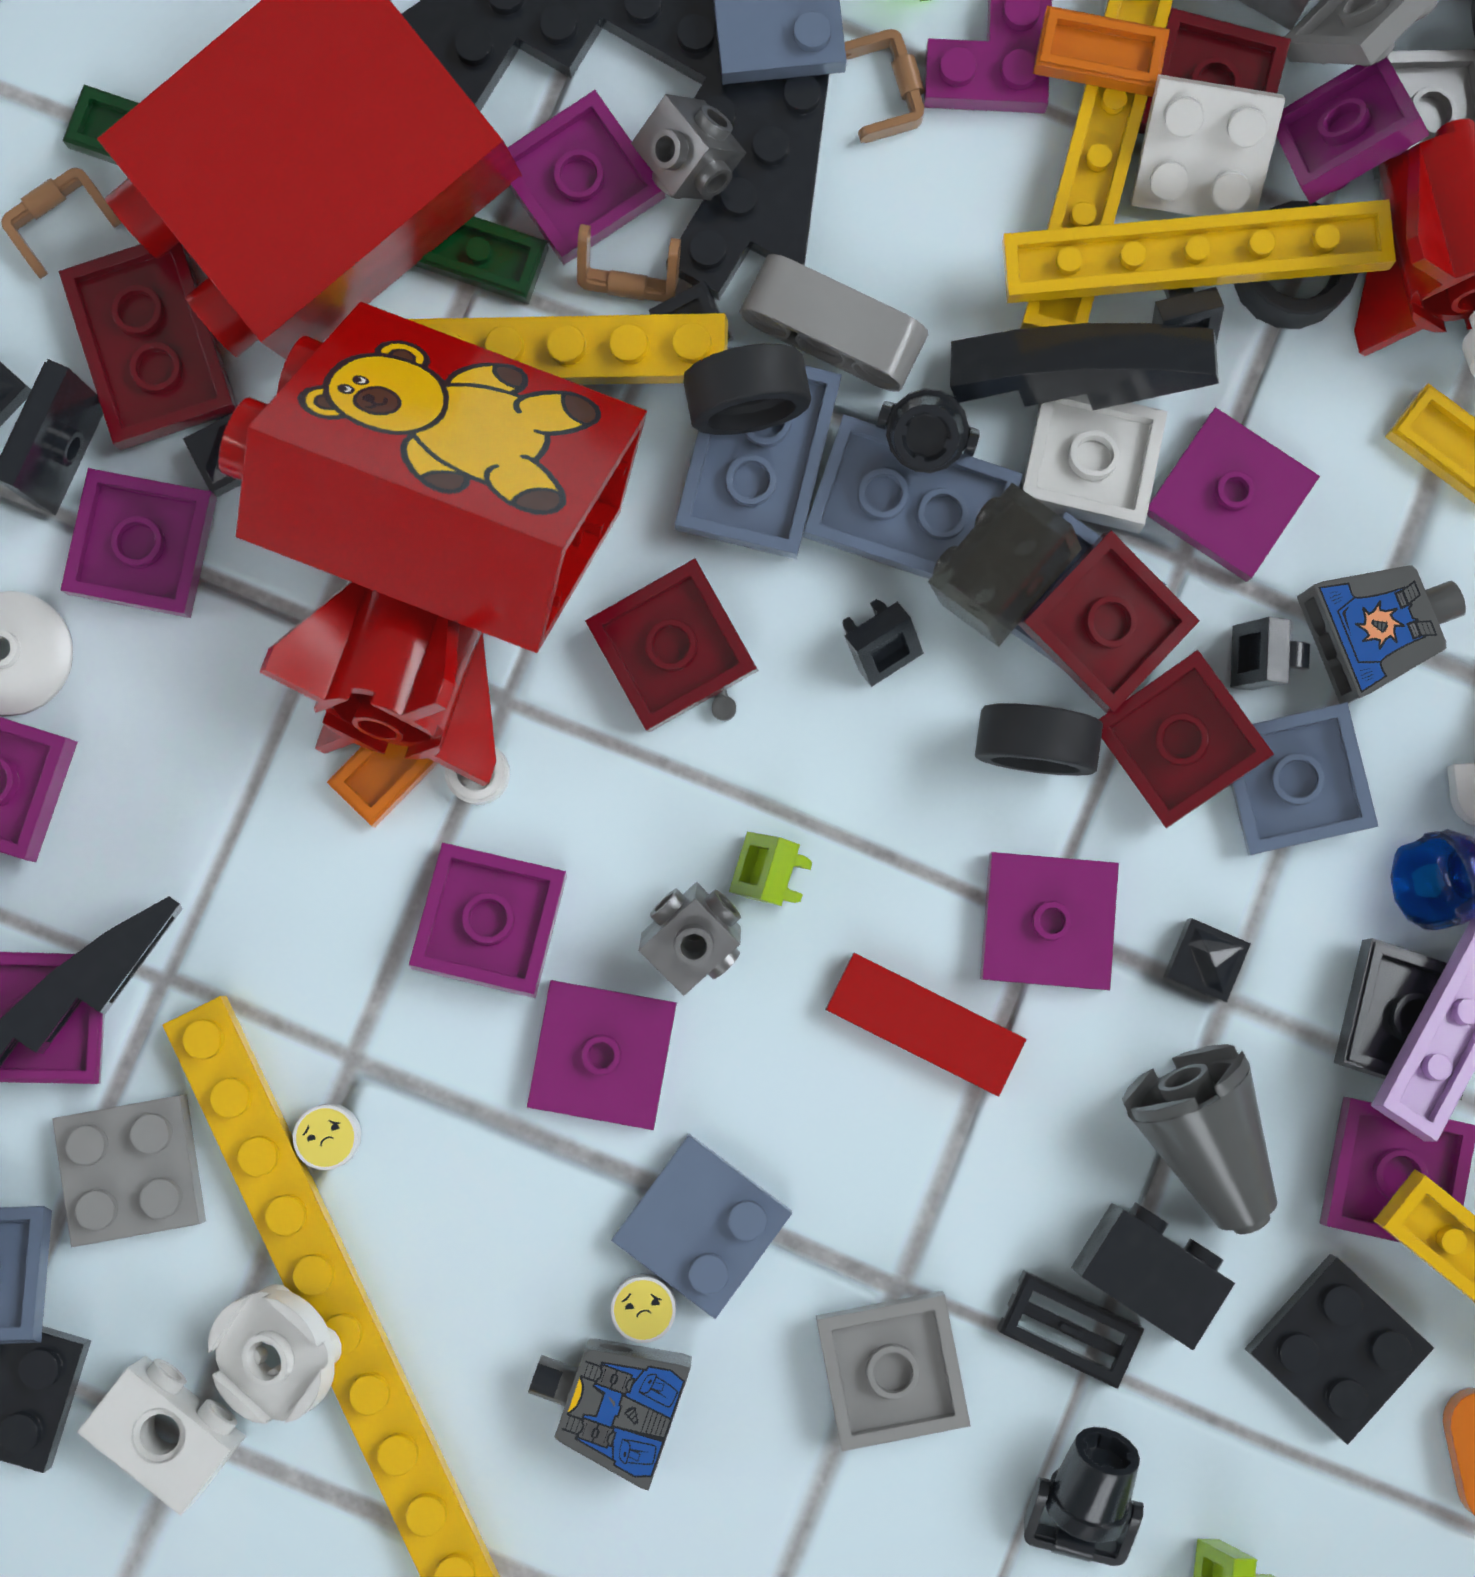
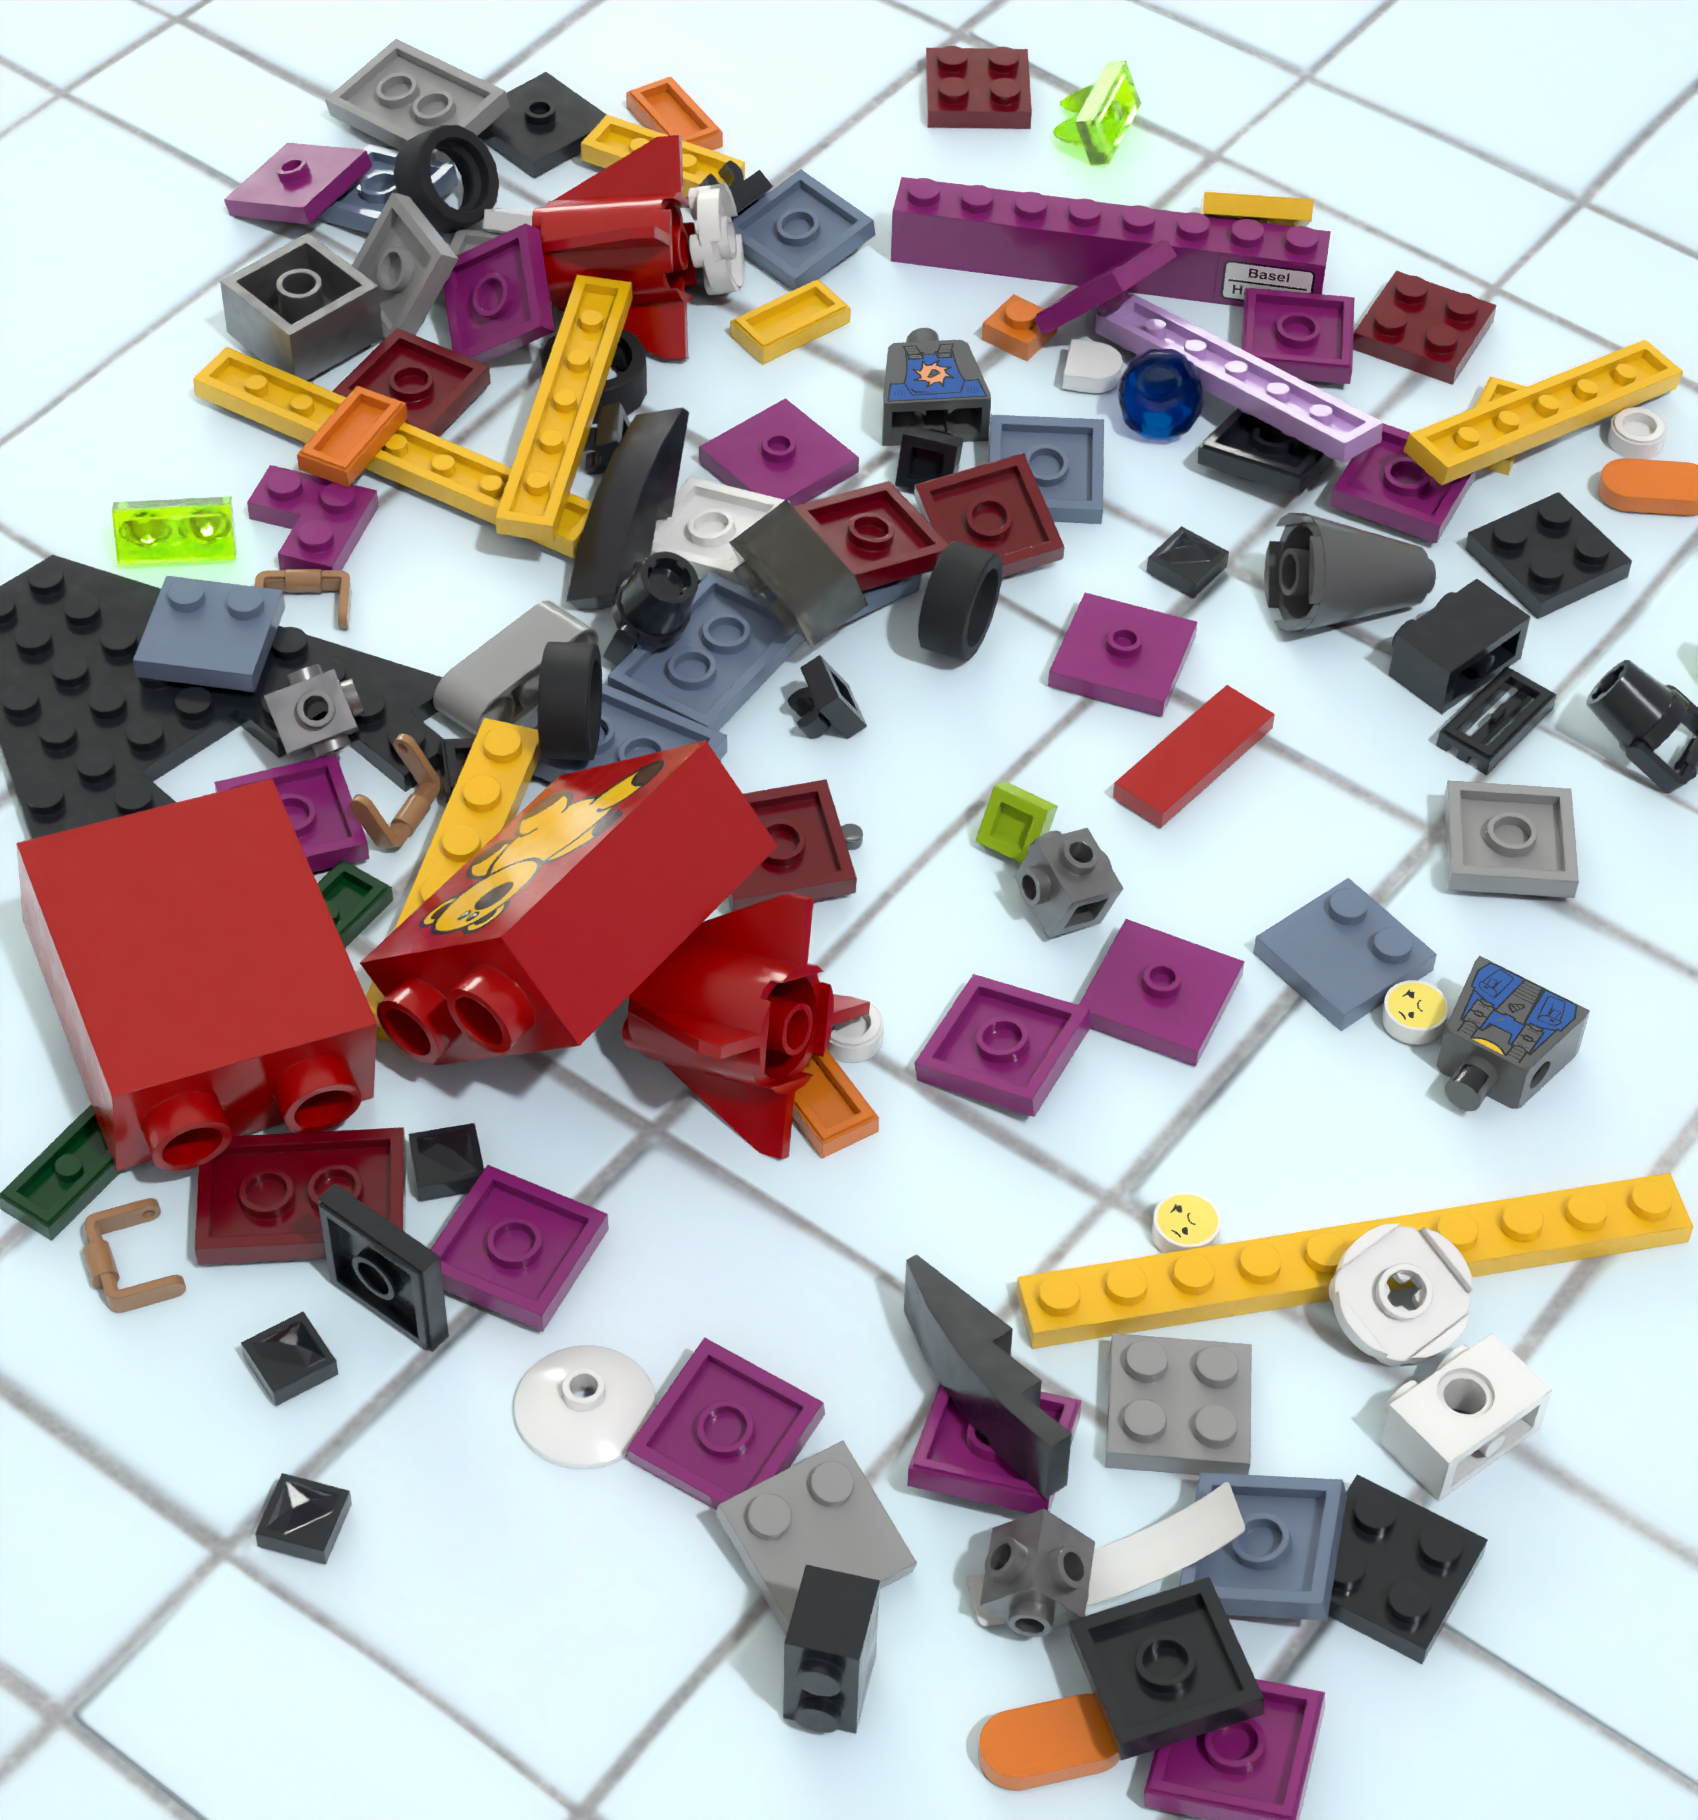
camera: 75 degrees left, 35 degrees down
(1206, 147) = (471, 392): white plate -> none

